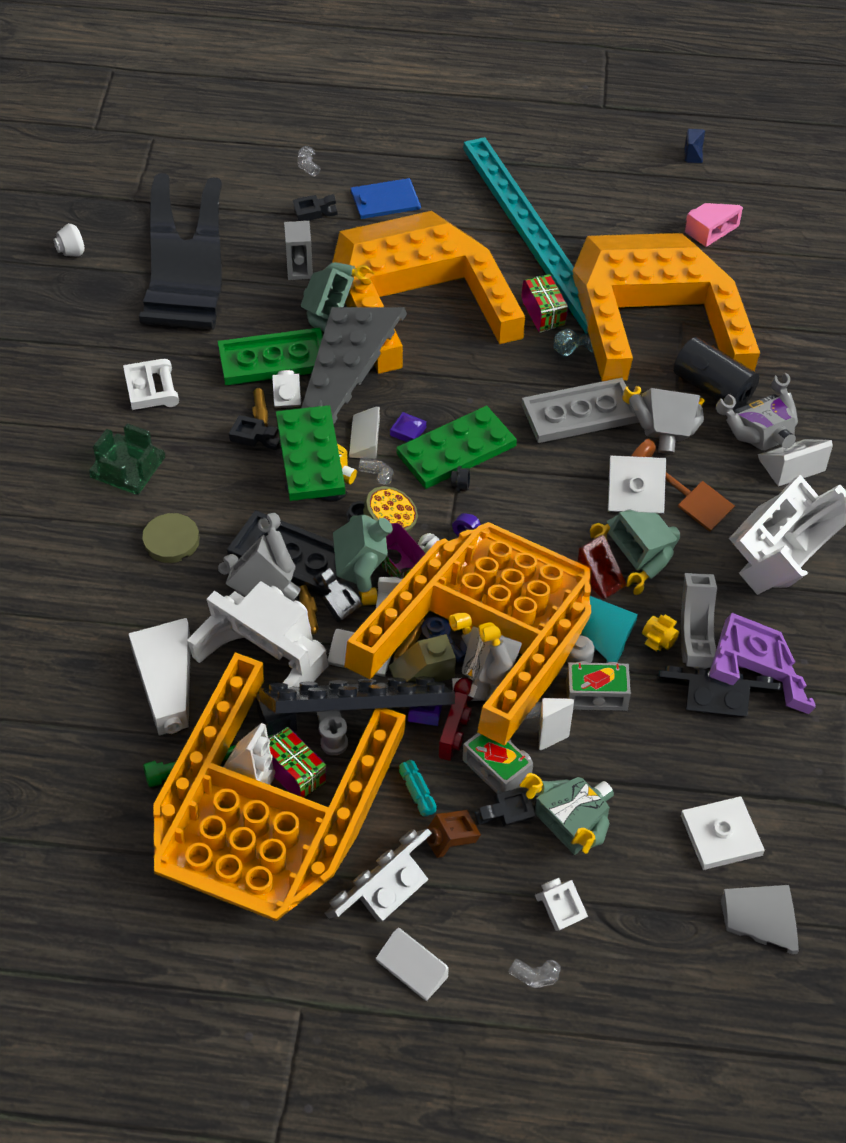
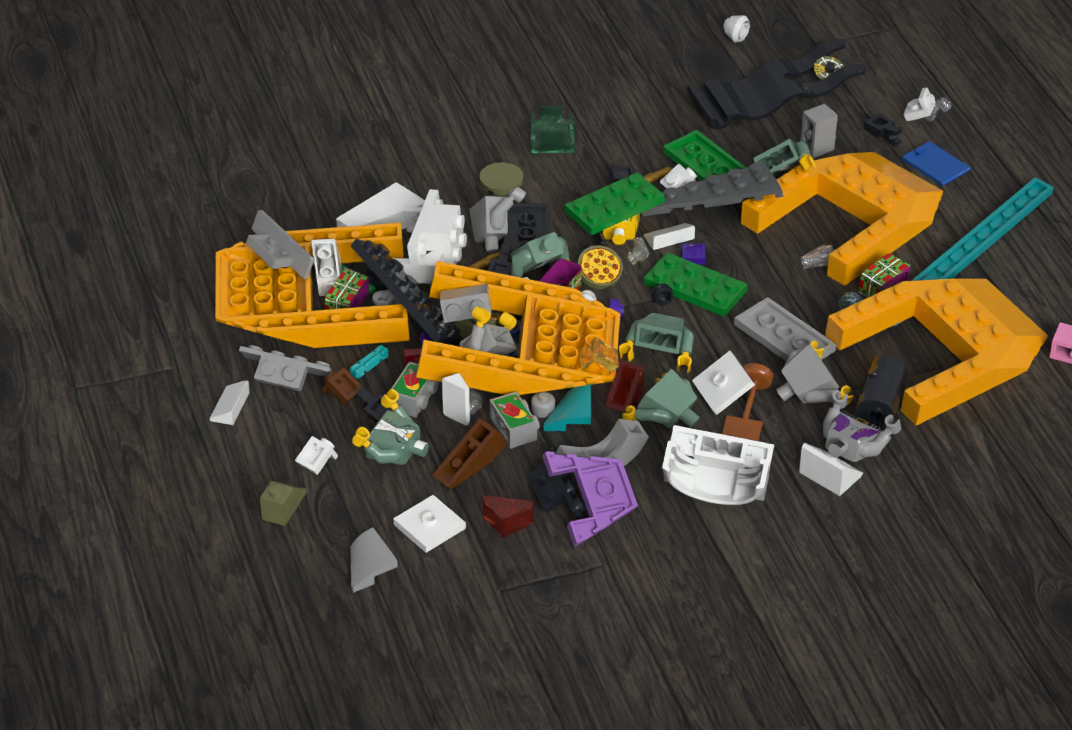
camera: 65 degrees right, 10 degrees down
(142, 387) = (628, 112): white plate -> none
(186, 206) = (826, 66): none -> piece
(205, 794) = (277, 246): none -> light grey bracket
(304, 169) = (920, 107): none -> white bracket
(417, 646) = (460, 302): none -> light grey brick
(479, 335) = (818, 257): none -> clear cone
(536, 977) = (255, 462): clear arm -> none
(537, 502) = (661, 334): none -> sand green torso
(564, 565) = (600, 353): none -> clear yellow bracket
(623, 968) = (280, 501): none -> olive slope
(639, 750) = (470, 455): none -> reddish brown slope
(660, 632) = (585, 435): yellow gear -> none
(750, 754) = (507, 514): none -> clear red slope

